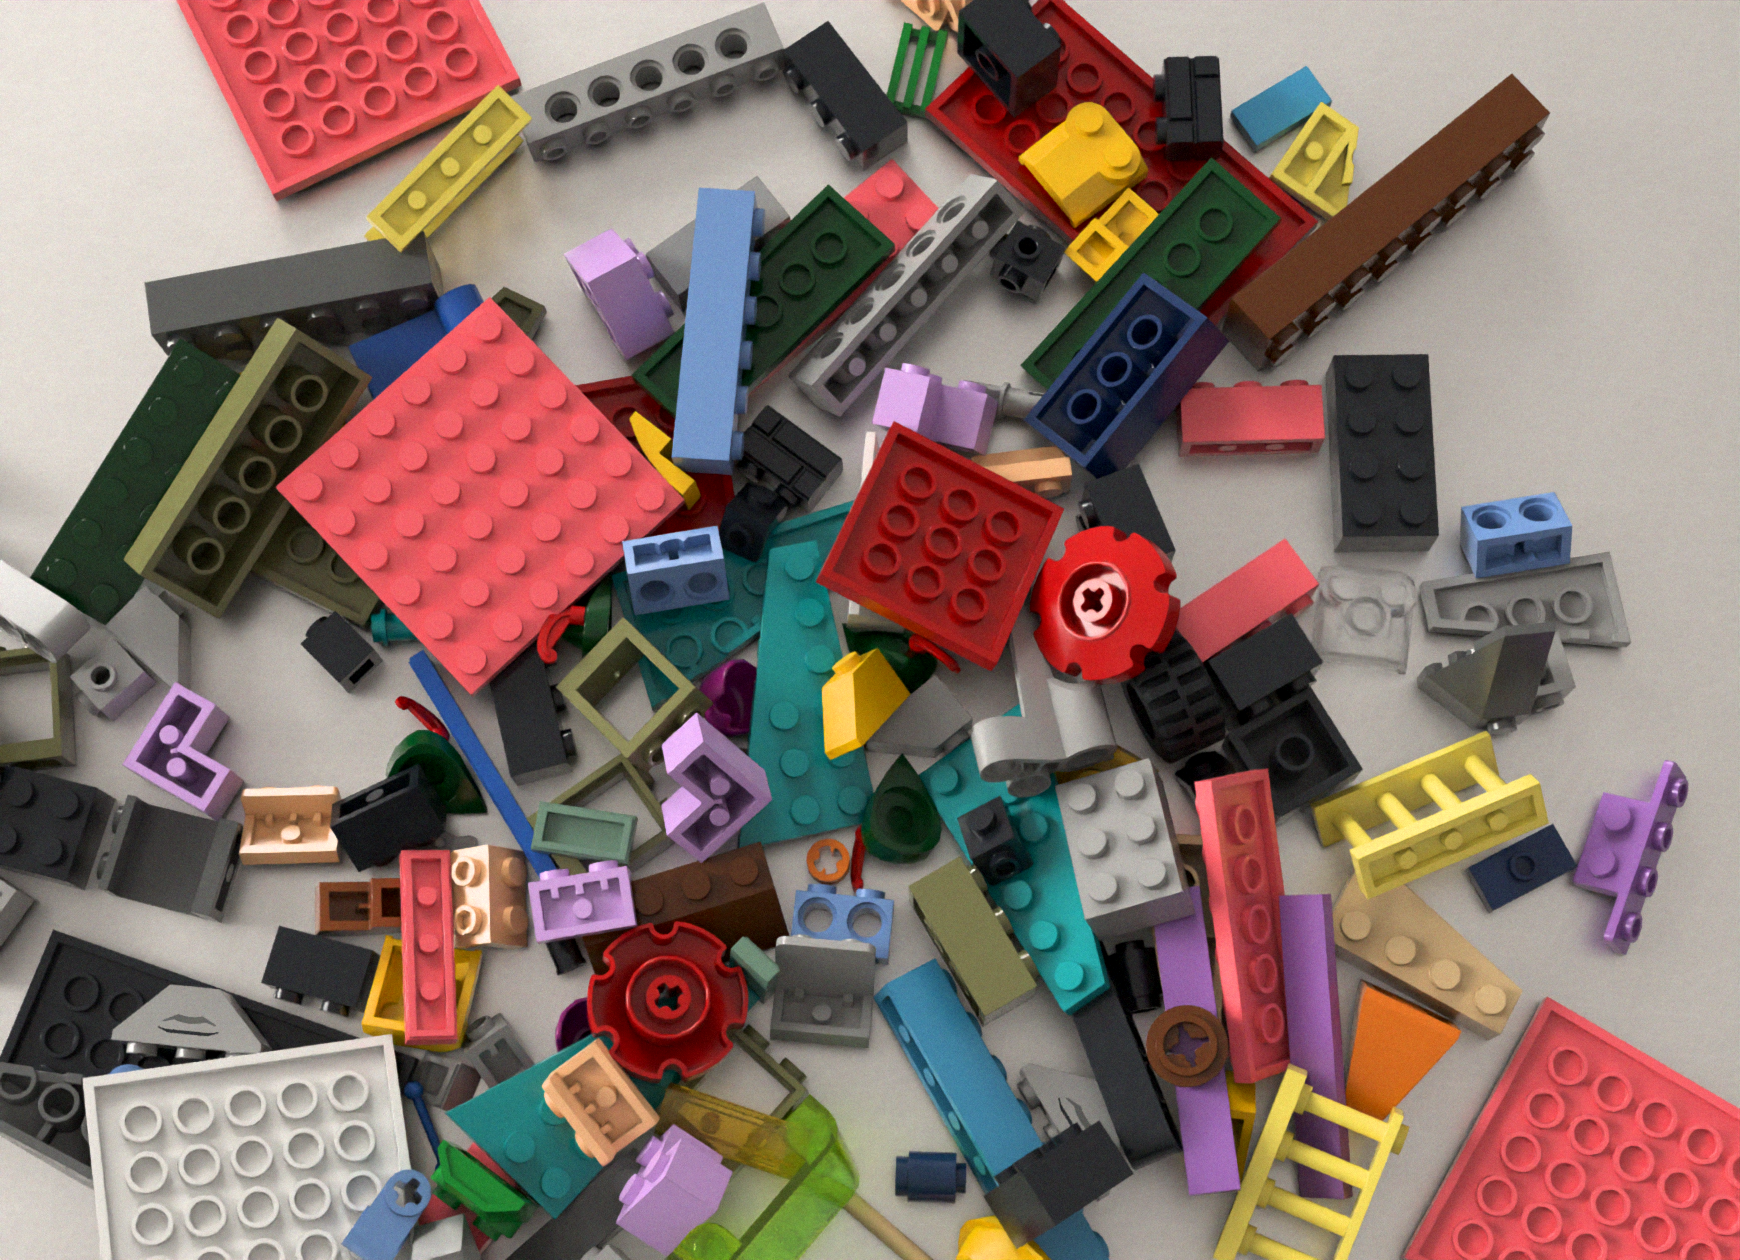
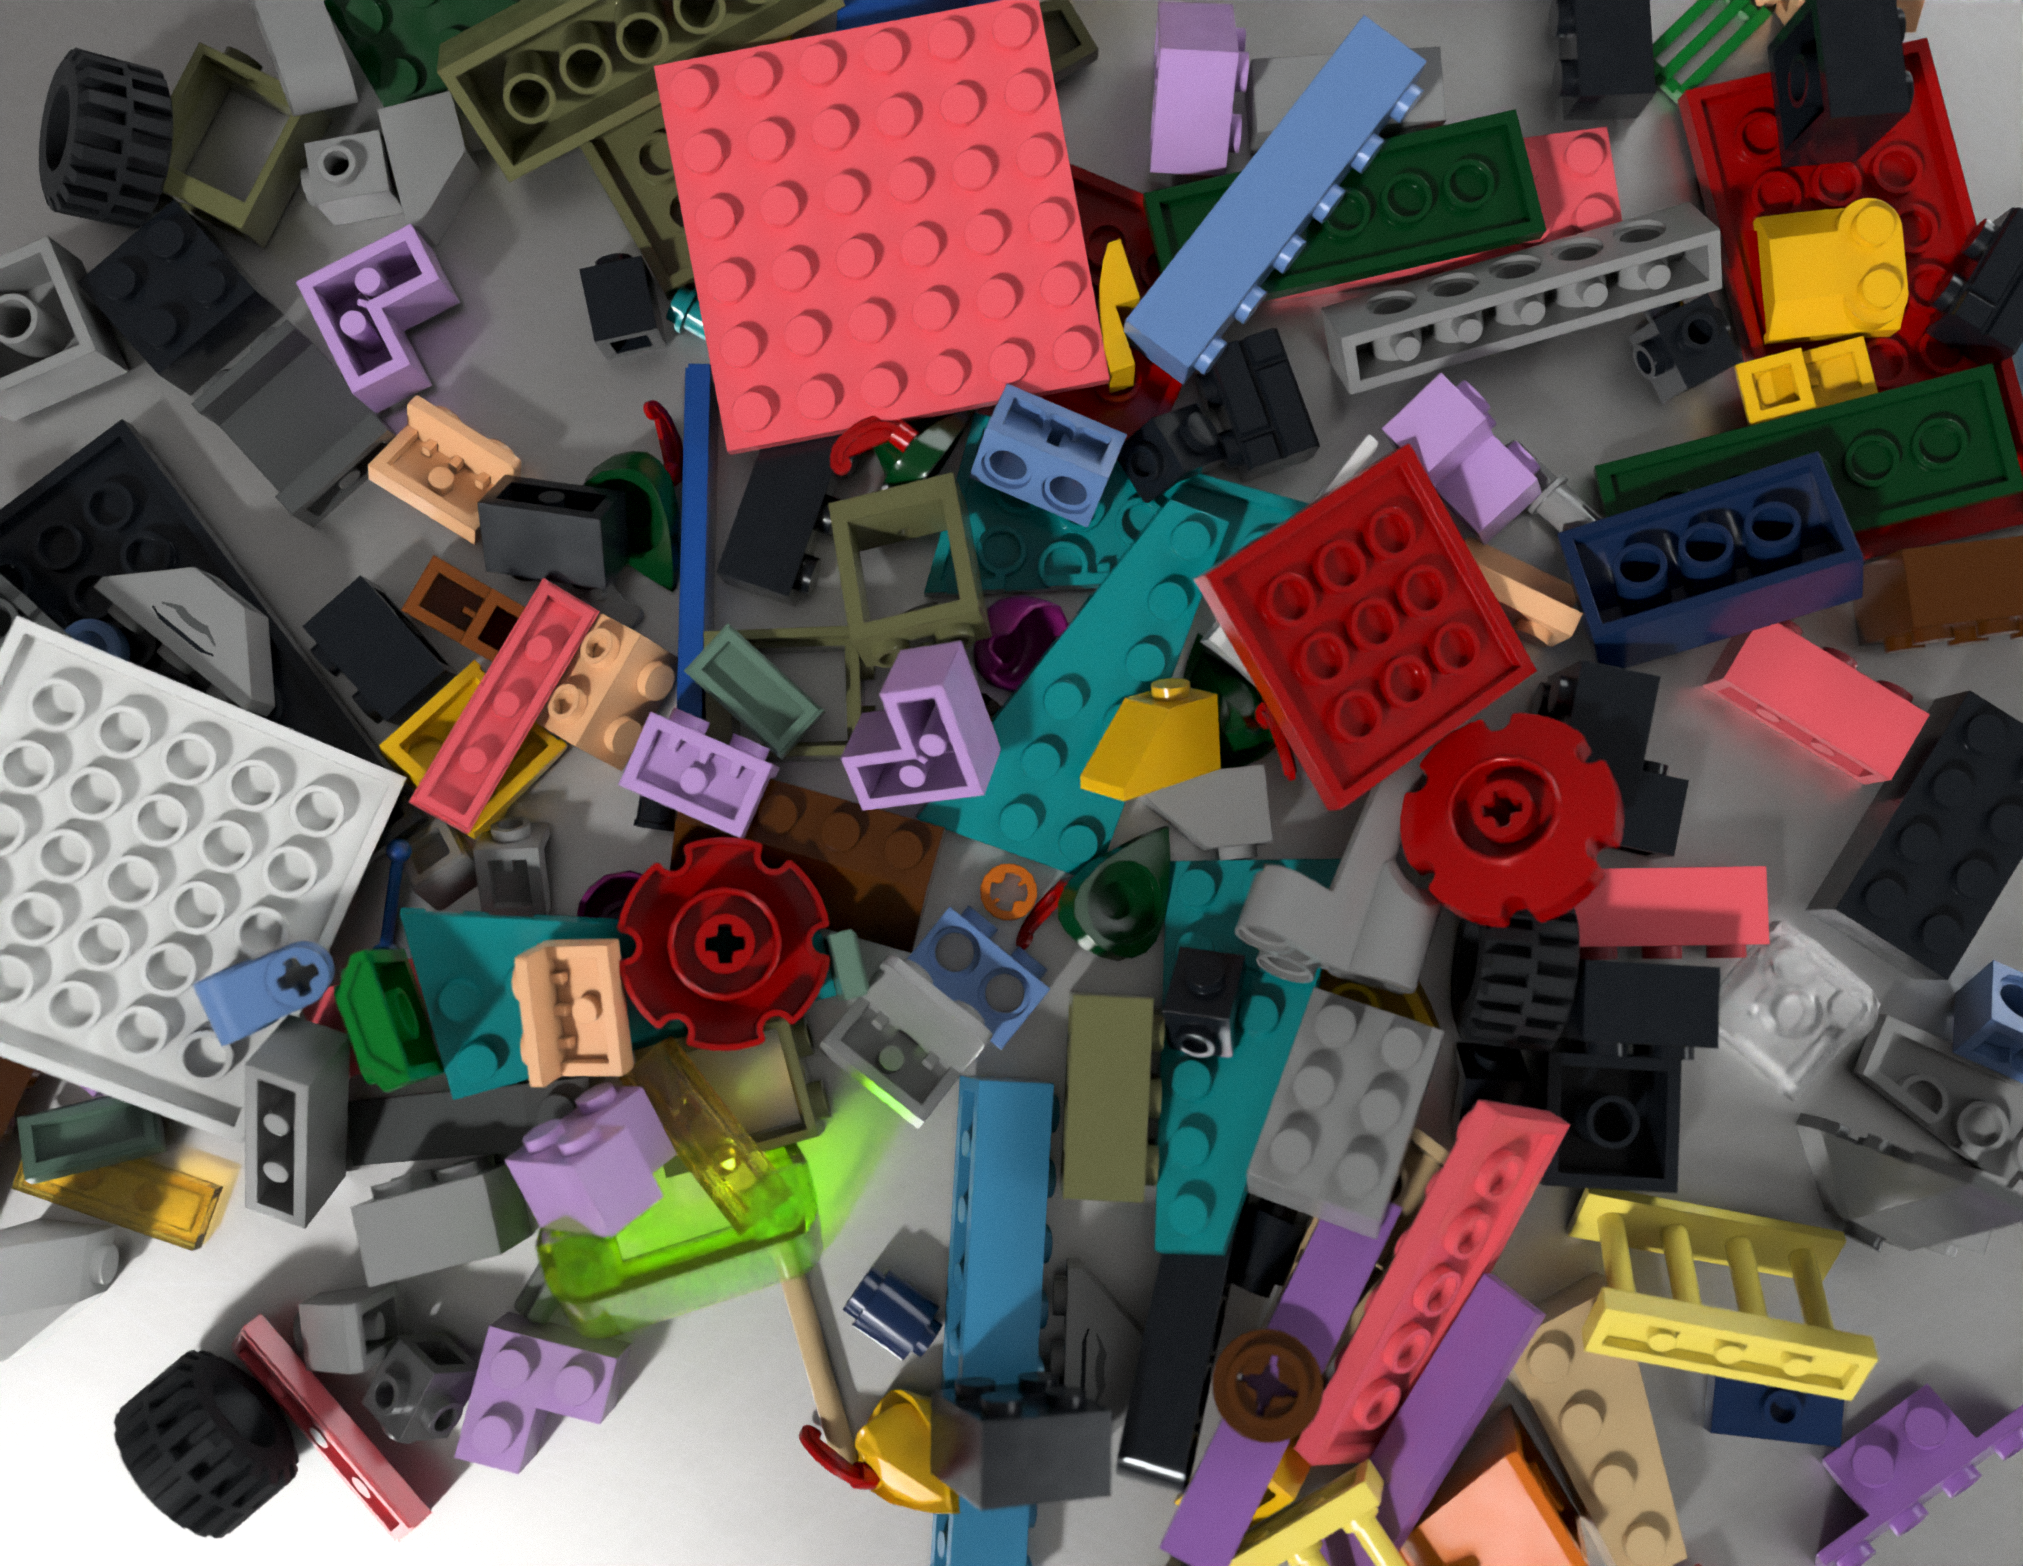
camera: 30 degrees right, 10 degrees up
(1195, 556) = (1655, 821): none -> black brick

